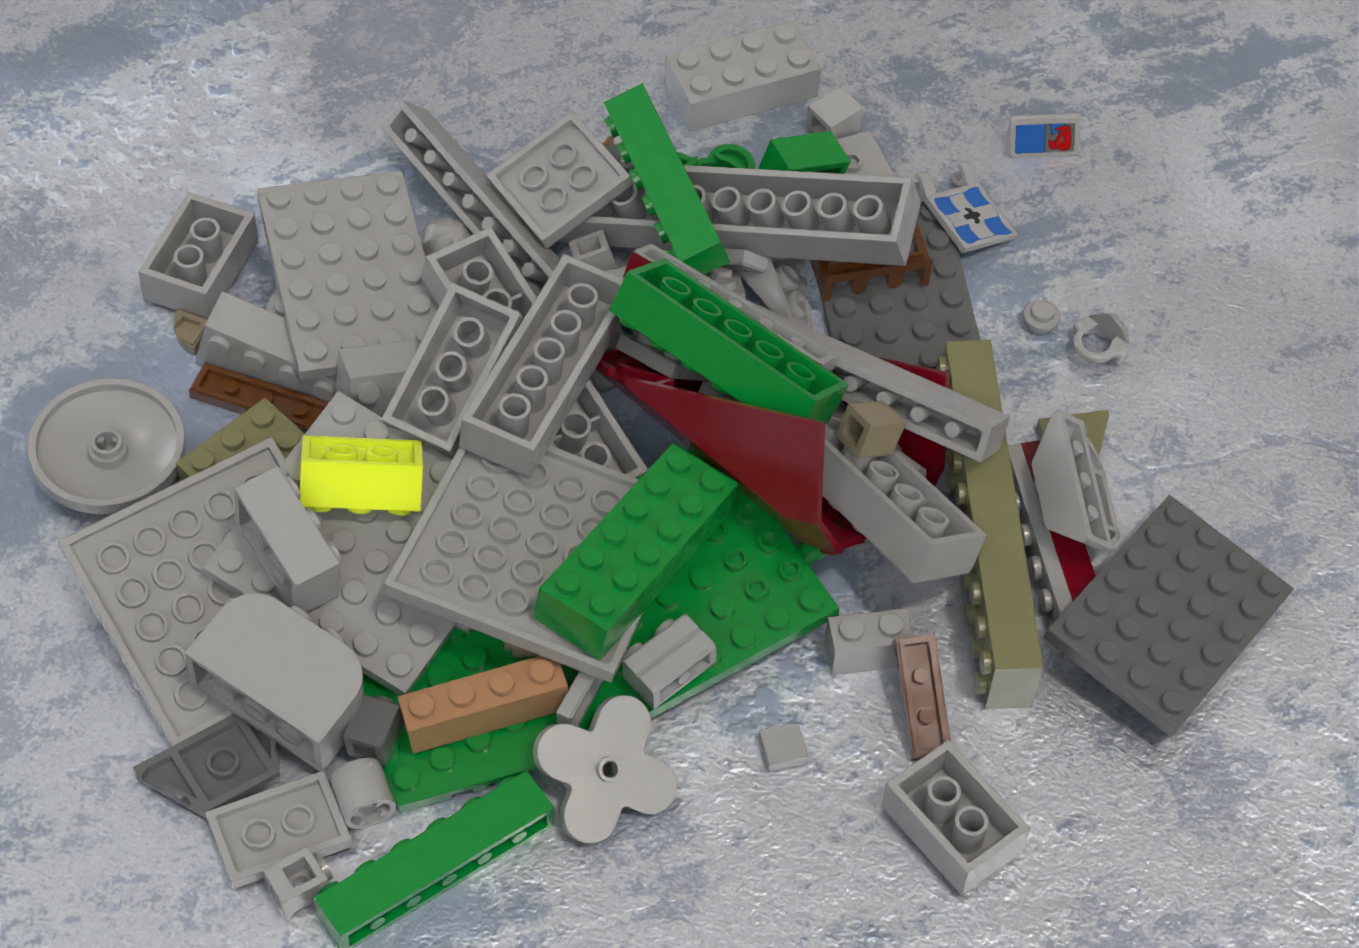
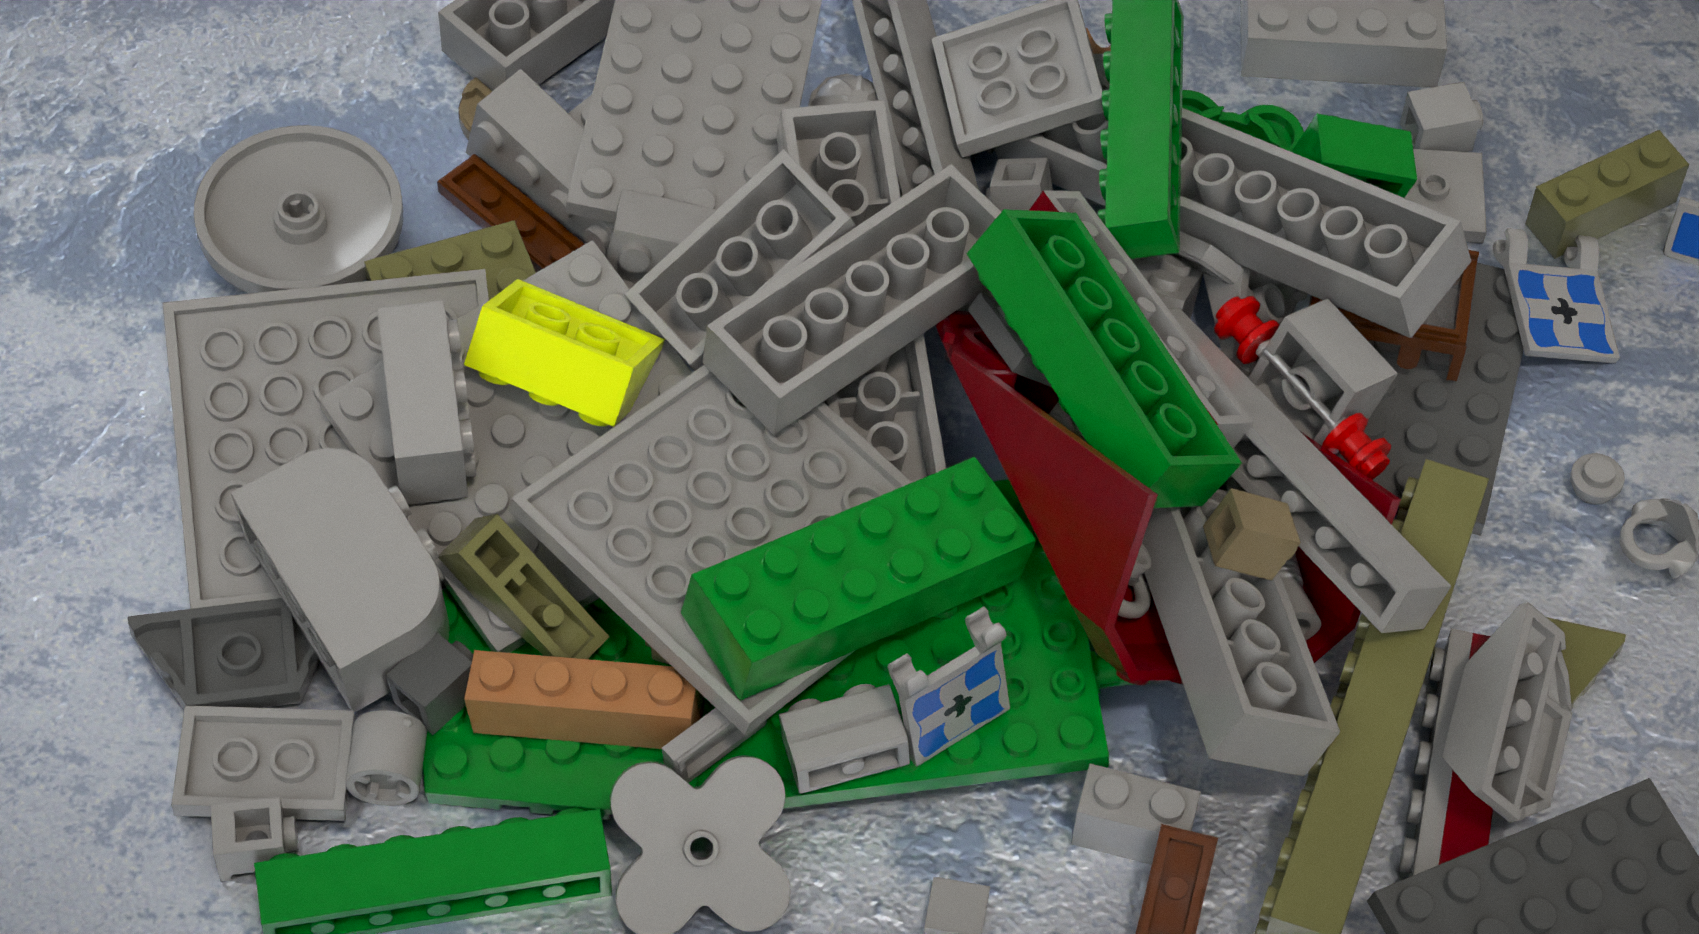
camera: 25 degrees right, 0 degrees up
(407, 643) = (521, 590): none -> olive slope
(735, 604) = (956, 696): none -> light grey flag
(851, 309) = (1315, 374): none -> light grey brick
(961, 129) = (1607, 193): none -> olive brick

